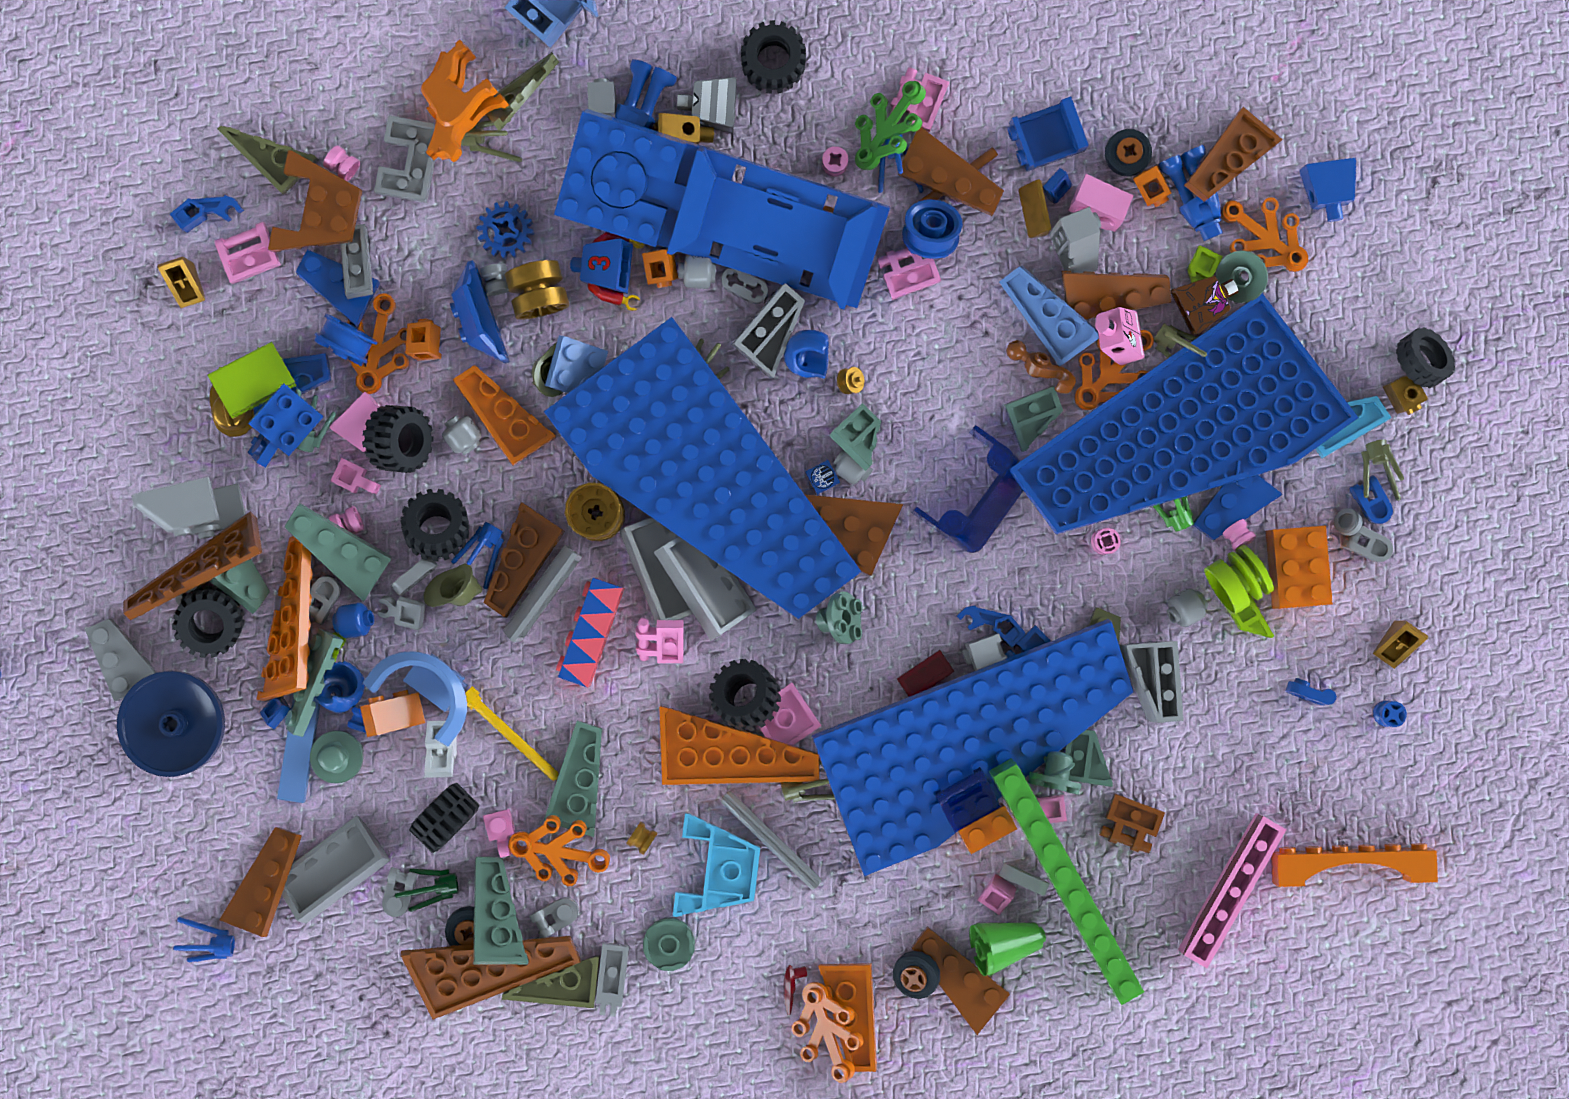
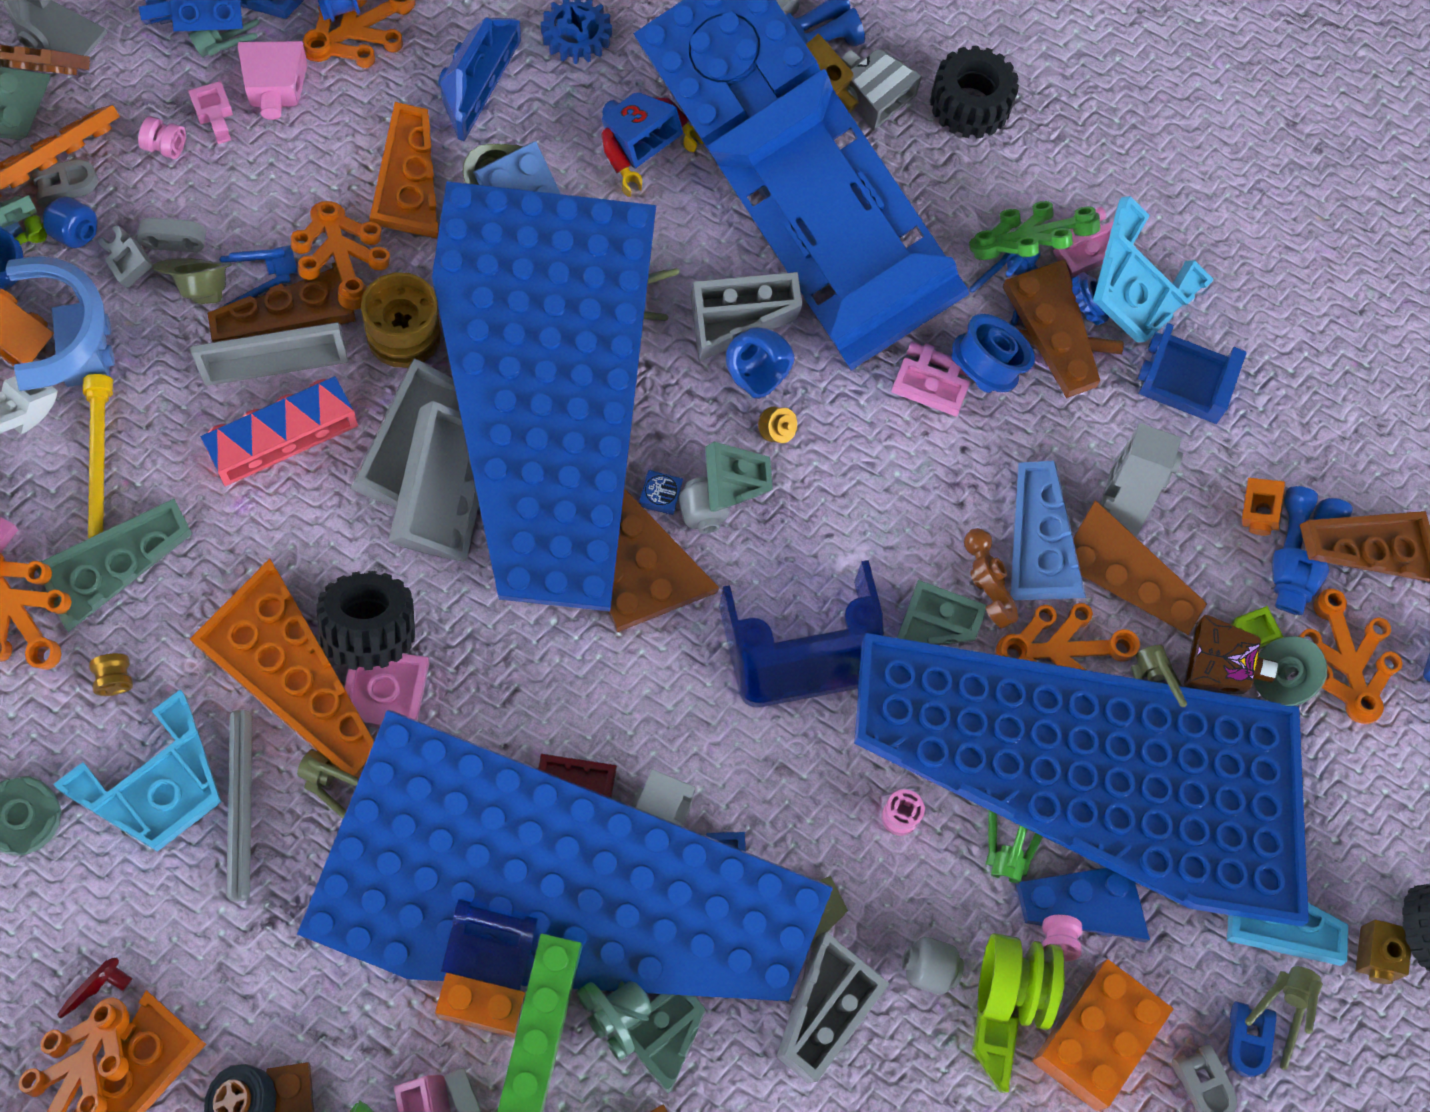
camera: 30 degrees right, 20 degrees down
(343, 553) = (128, 155): sand green wing -> none
(398, 438) = (262, 90): black tyre -> none
(423, 340) = (403, 52): orange brick -> none
(430, 506) = (233, 222): black tyre -> none
(461, 434) = (351, 155): light grey head -> none
(495, 279) = (522, 62): light grey wheel -> none
(514, 498) = (329, 219): none -> orange plant
(535, 282) = (552, 90): pearl gold wheel -> none
(652, 264) = (690, 172): orange brick -> none
(669, 640) = (347, 499): bright pink plate -> none
(697, 272) = (721, 205): light grey head -> none
(747, 280) = (761, 256): light grey beam -> none
(833, 166) = (942, 229): bright pink wheel -> none
(841, 618) = (545, 637): sand green plate -> none
(955, 138) = (1084, 291): none -> blue gear
(975, 113) = (1132, 287): none -> medium azure wing
(983, 616) = (697, 775): blue piece -> none
(1034, 209) = (1116, 430): pearl gold slope -> none
(1053, 807) = (576, 1058): bright pink tile -> none
(1057, 186) = (1163, 418): blue tile -> none
(1104, 199) = (1200, 478): bright pink brick -> none
(1118, 331) = (1104, 609): bright pink torso -> none
(1121, 160) = (1248, 461): black wheel -> none
(1348, 522) = (1202, 1036): light grey tile -> none

